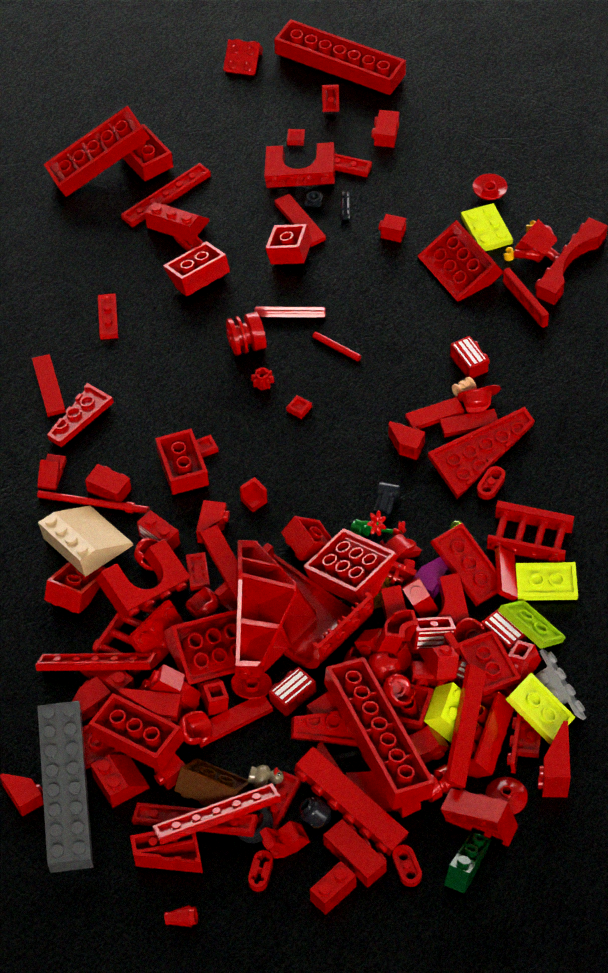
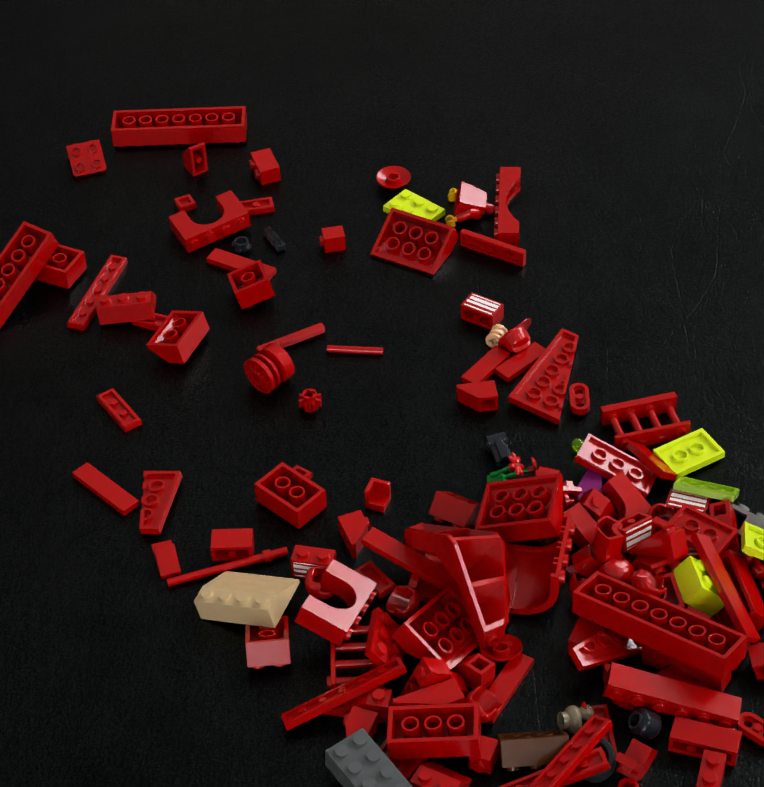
camera: 30 degrees left, 10 degrees down
(292, 691) = (541, 636): brick -> none
(299, 407) = (359, 410): red tile -> none

